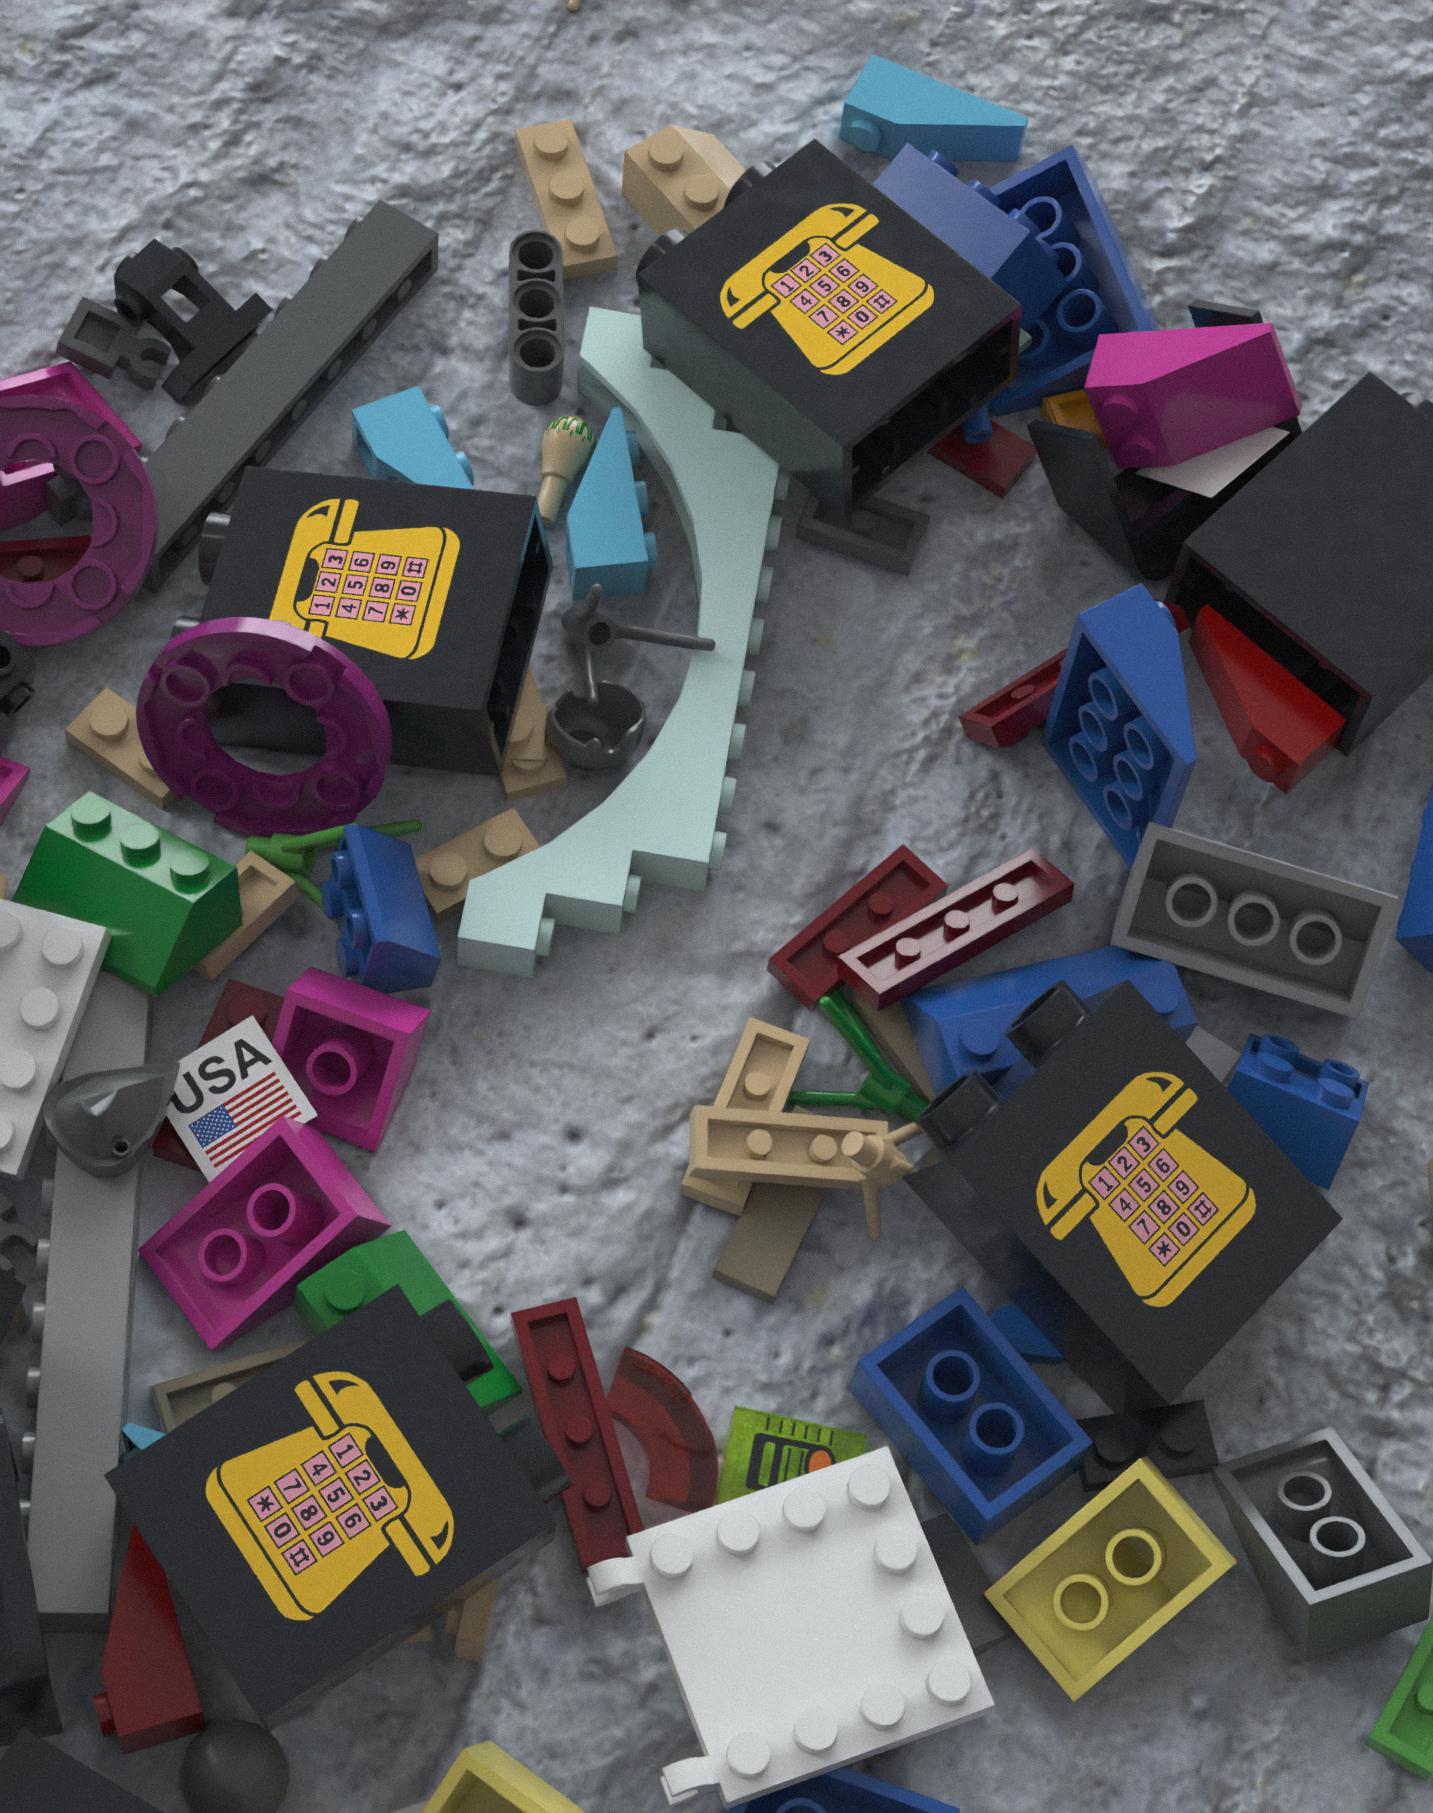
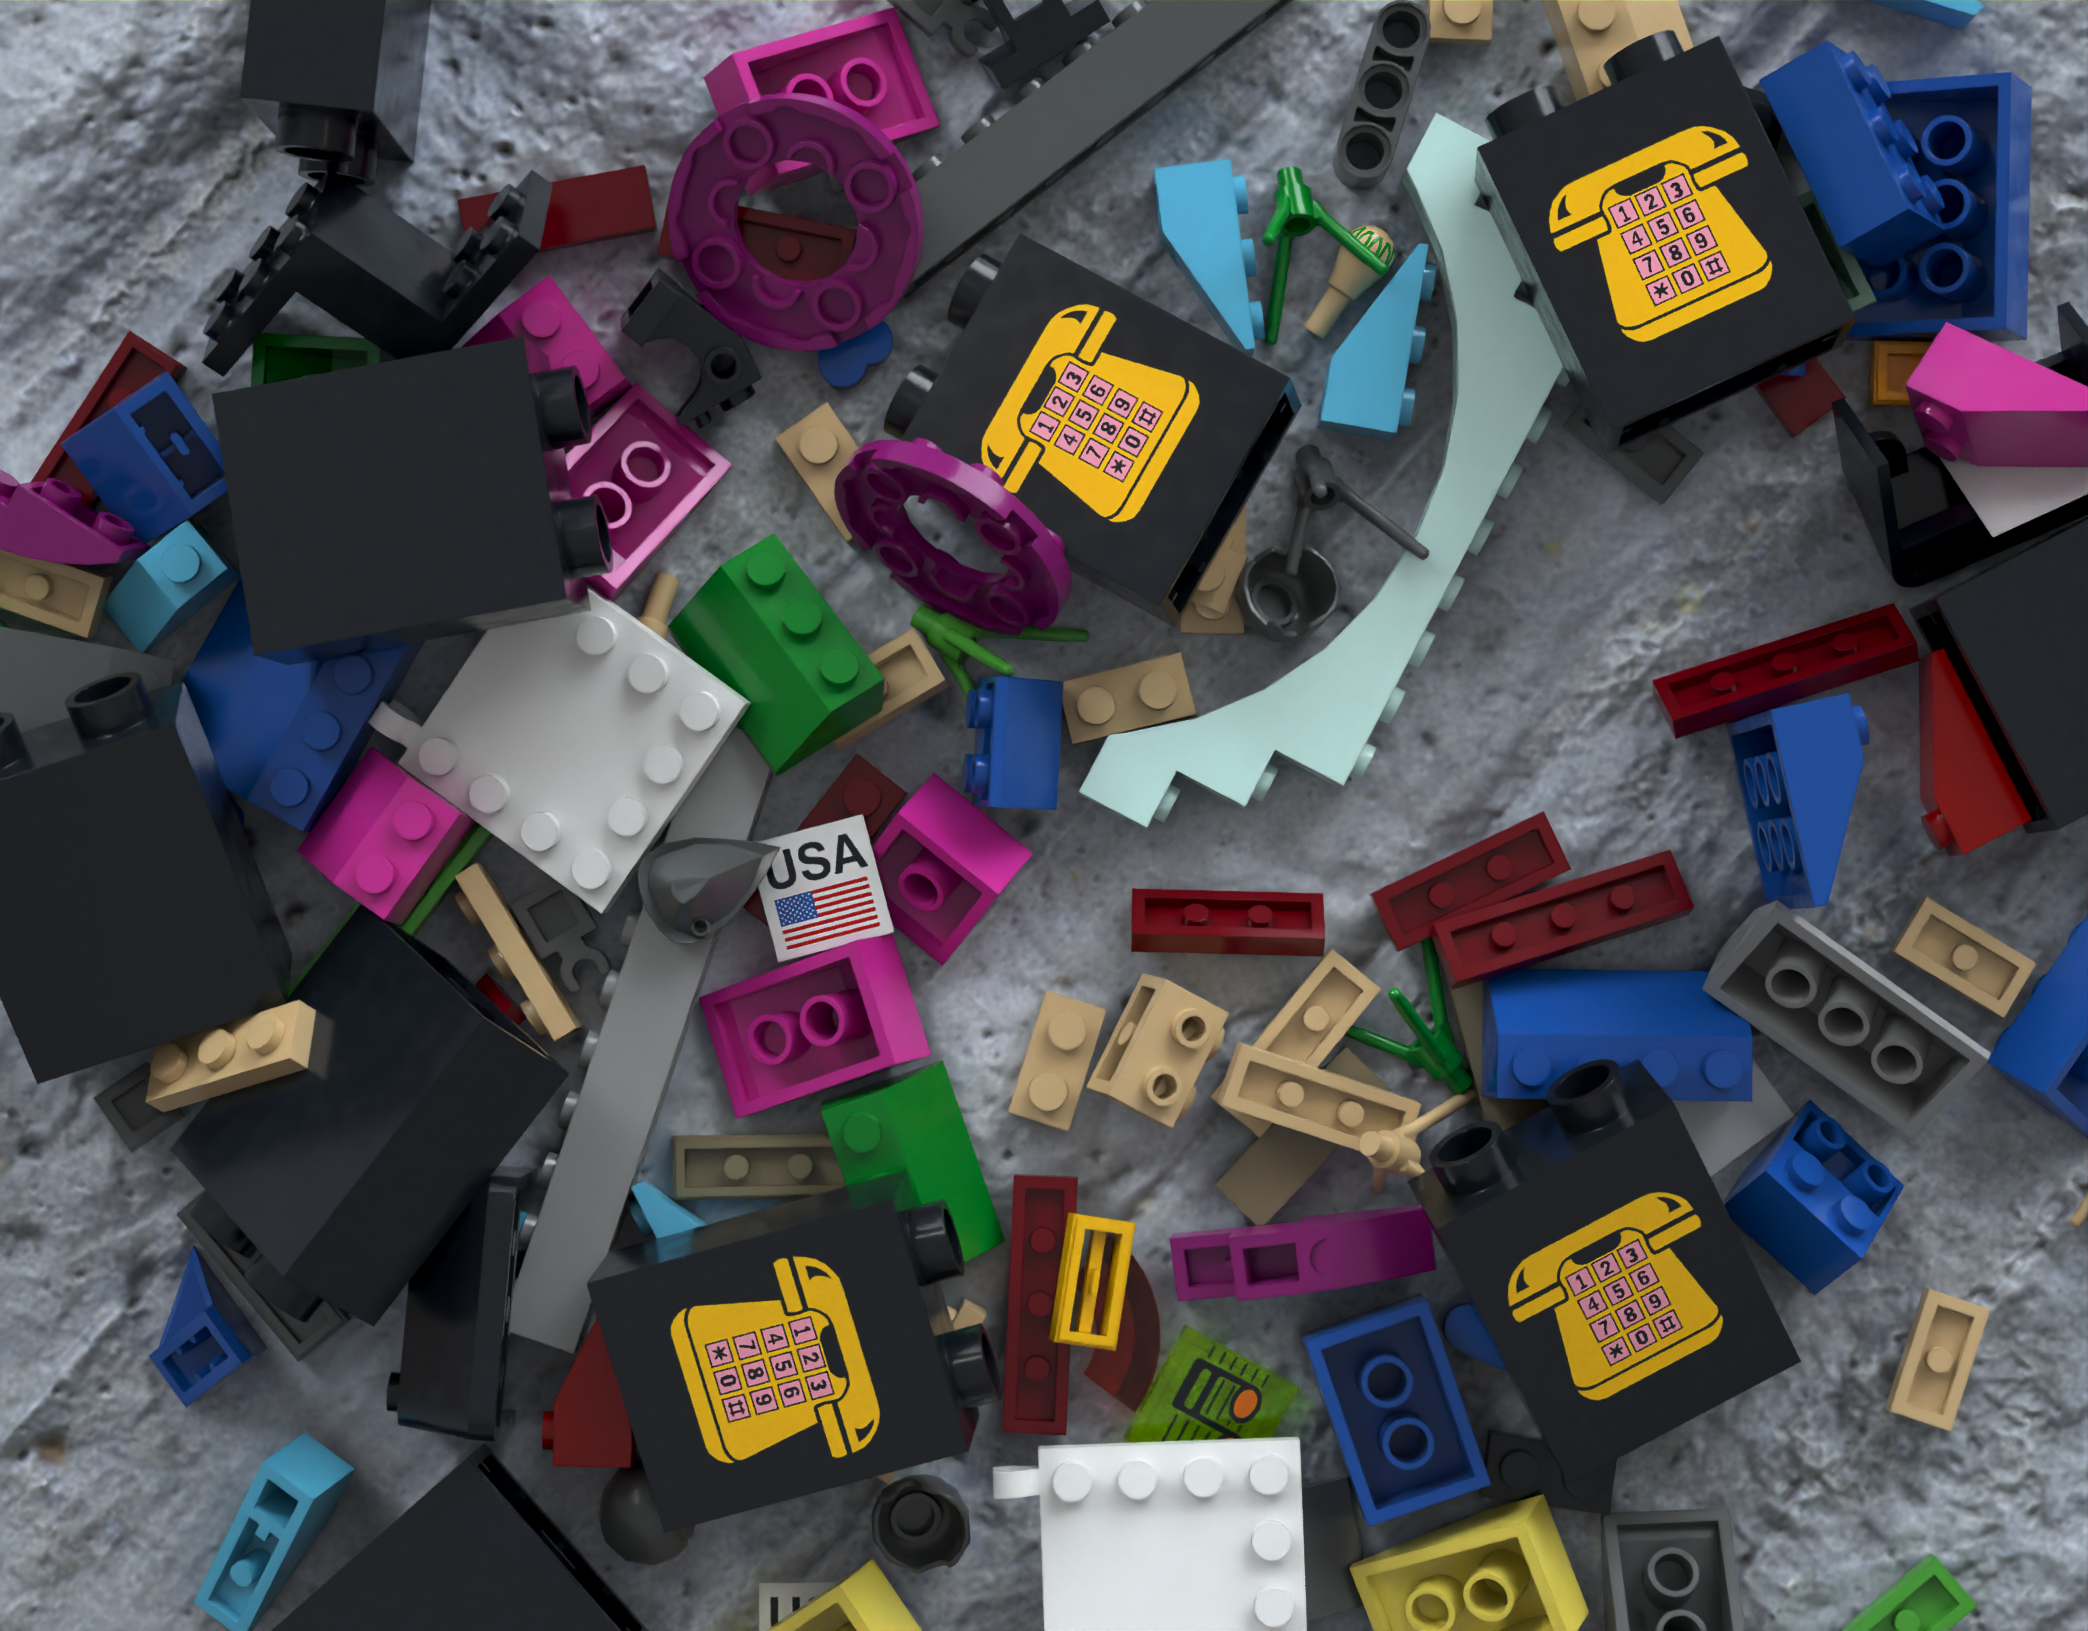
camera: 25 degrees right, 25 degrees up
(114, 647) = (848, 362): none -> blue tile
(497, 427) = (1294, 217): none -> green plant
(518, 1204) = (1057, 1060): none -> tan plate
(529, 1683) = (921, 1523): none -> dark grey hair
(615, 1152) = (1159, 1050): none -> tan brick
(630, 1441) = (1068, 1277): none -> yellow tile
(641, 1026) = (1227, 922): none -> dark red plate
(823, 1299) = (1303, 1255): none -> magenta slope
(1339, 855) = (1962, 957): none -> tan plate

